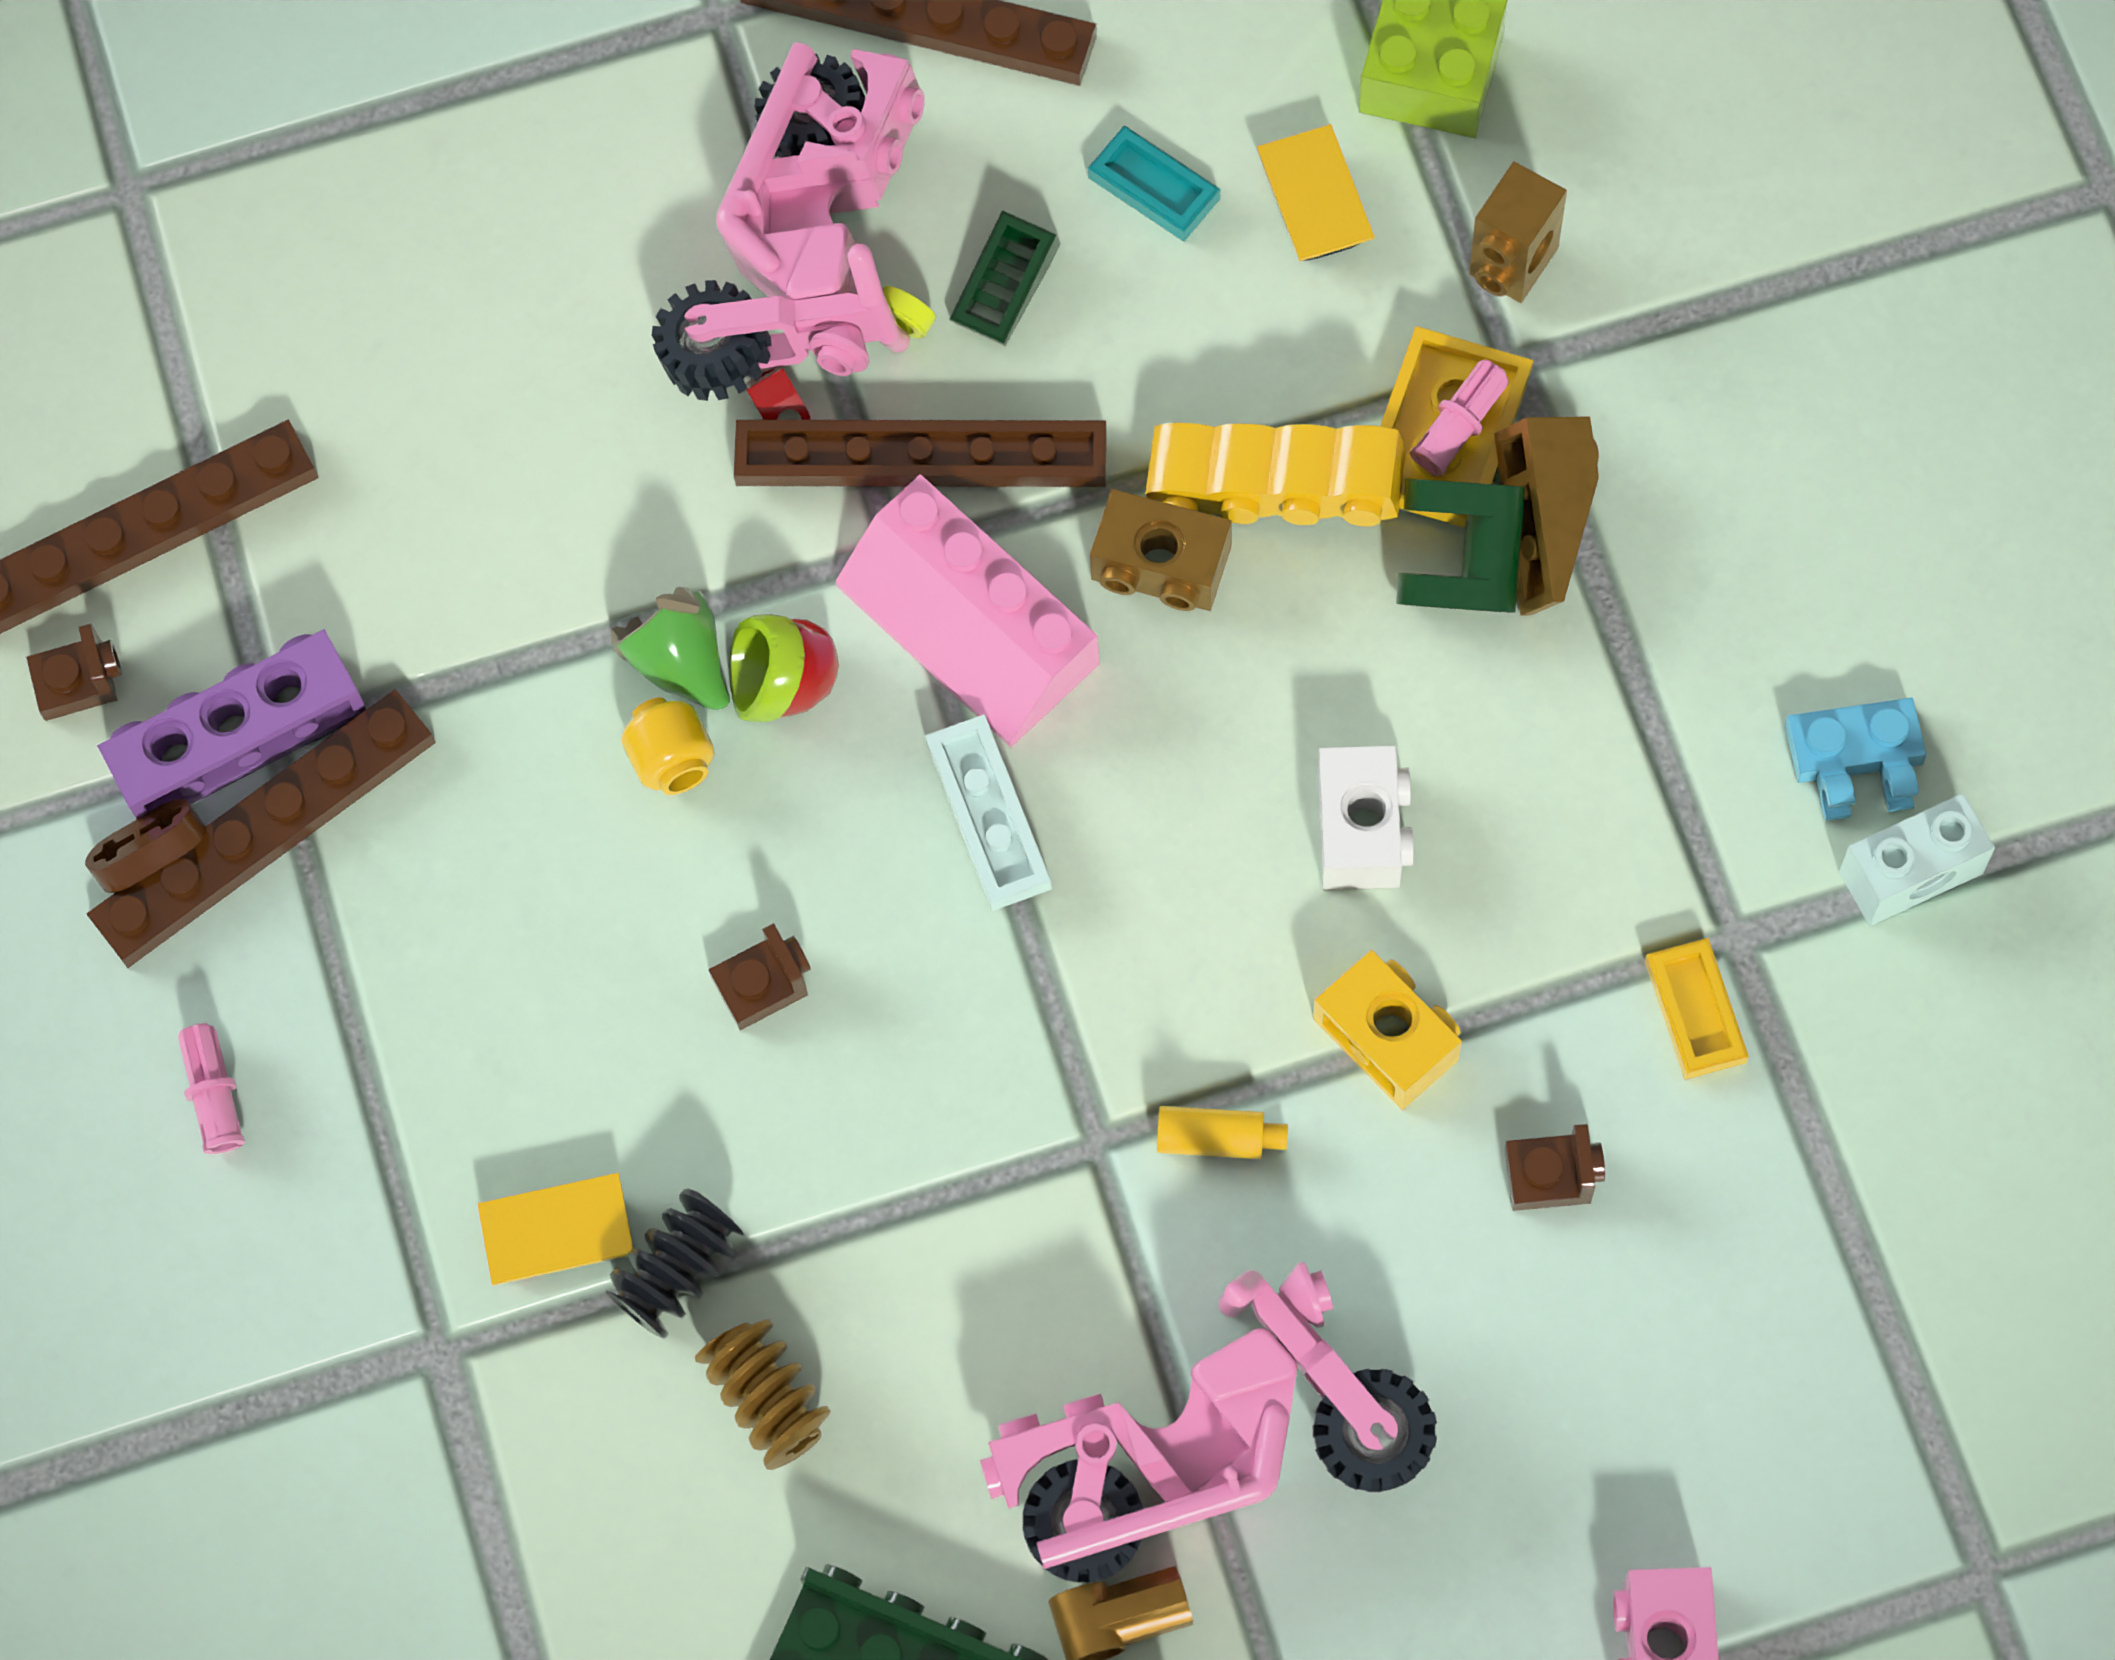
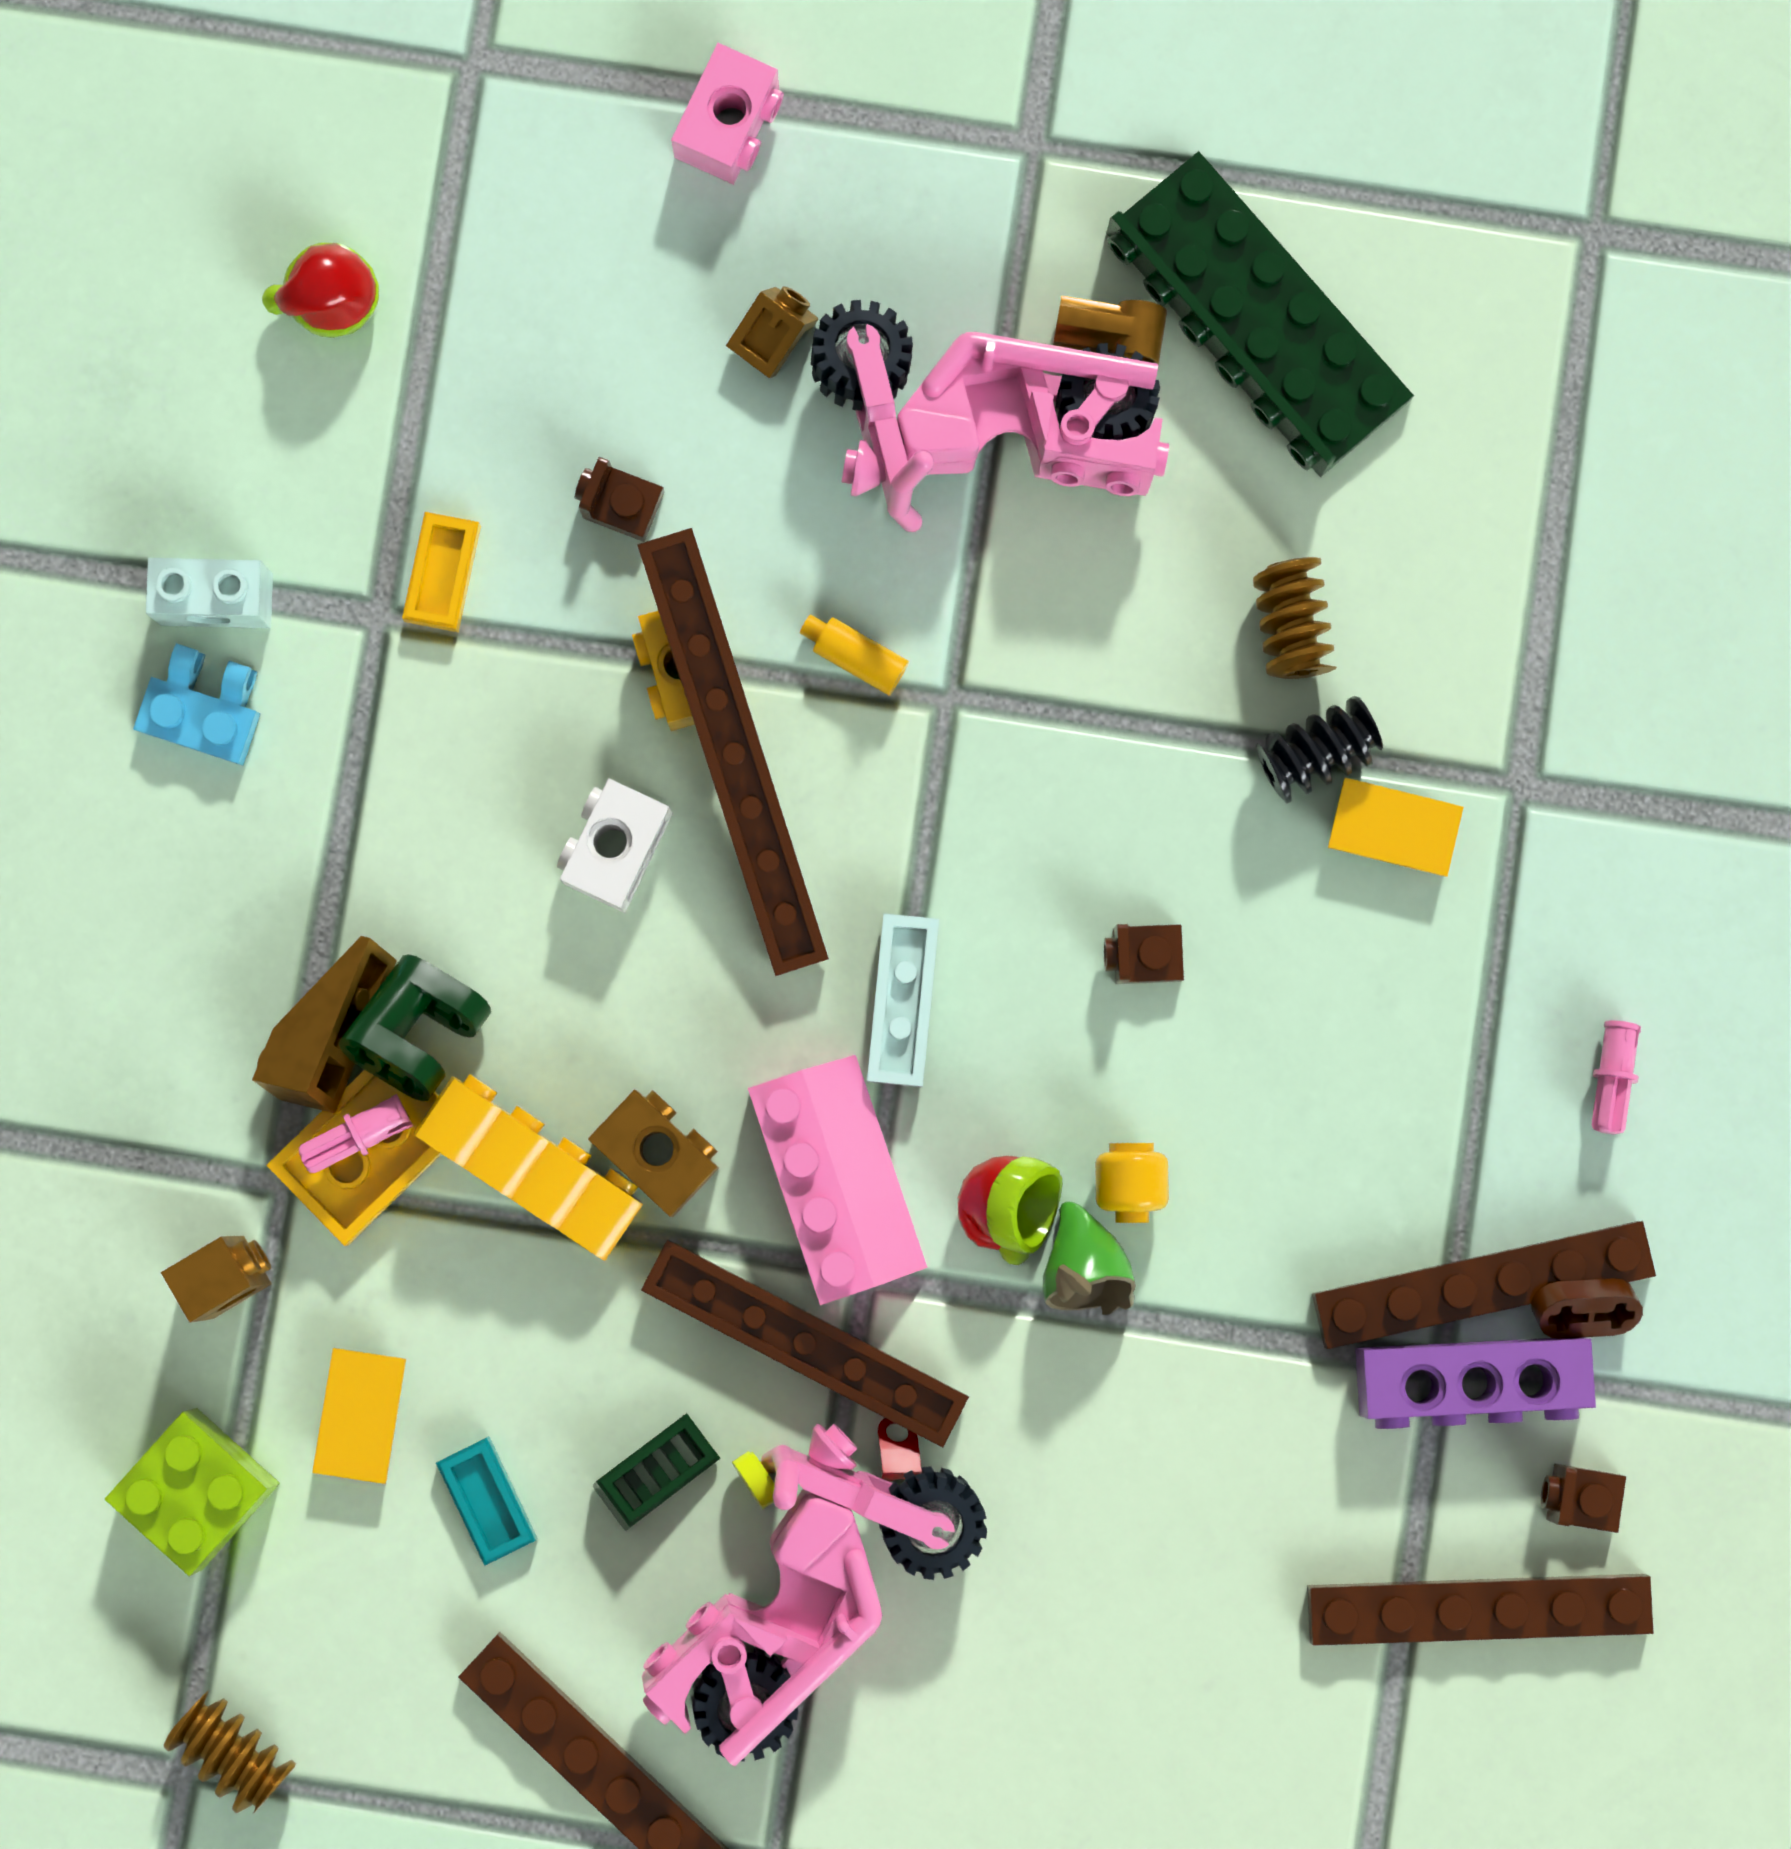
camera: 165 degrees left, 15 degrees up
(1291, 951) = (733, 751): none -> reddish brown plate
(1489, 1432) = (772, 329): none -> pearl gold bracket
(1989, 1232) = (326, 290): none -> red piece

